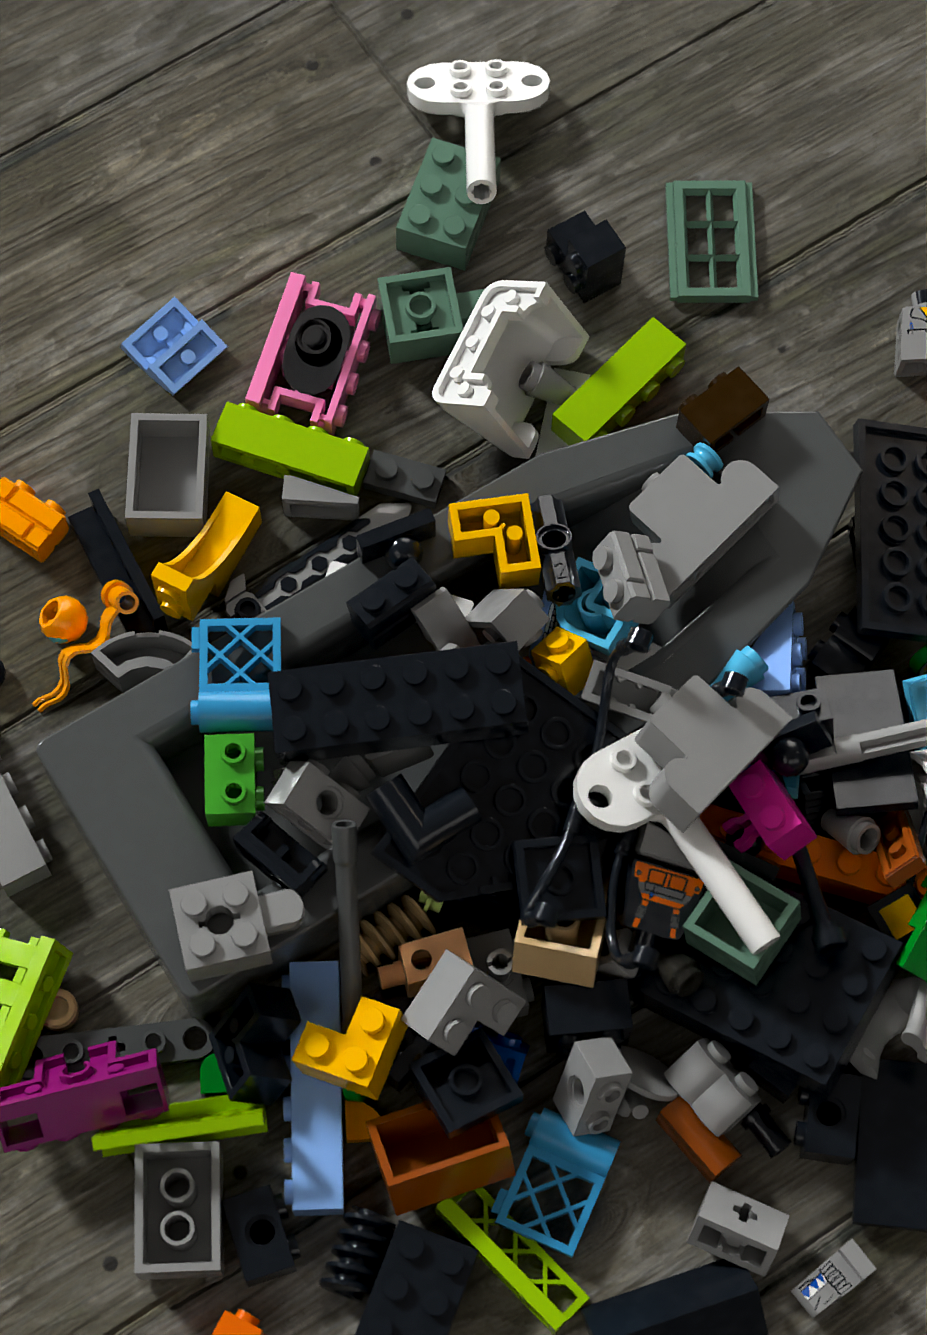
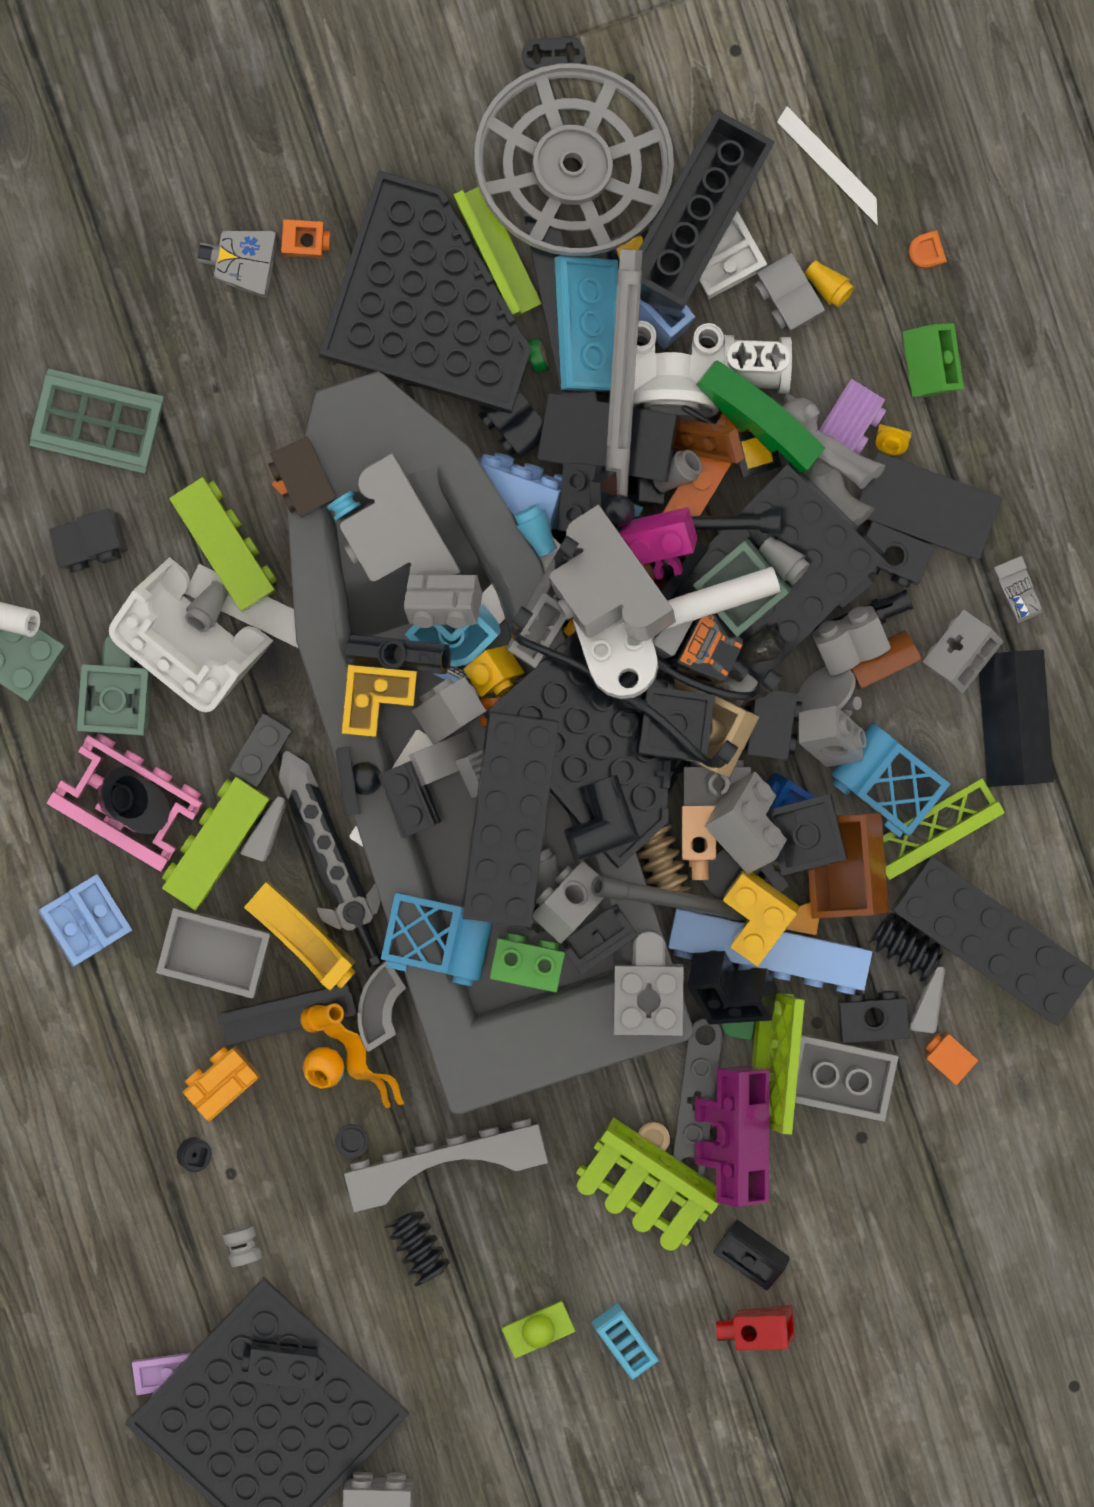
camera: 75 degrees left, 20 degrees up
(287, 1299) = (926, 1011): none -> light grey slope
(788, 966) = (786, 561): none -> light grey cone

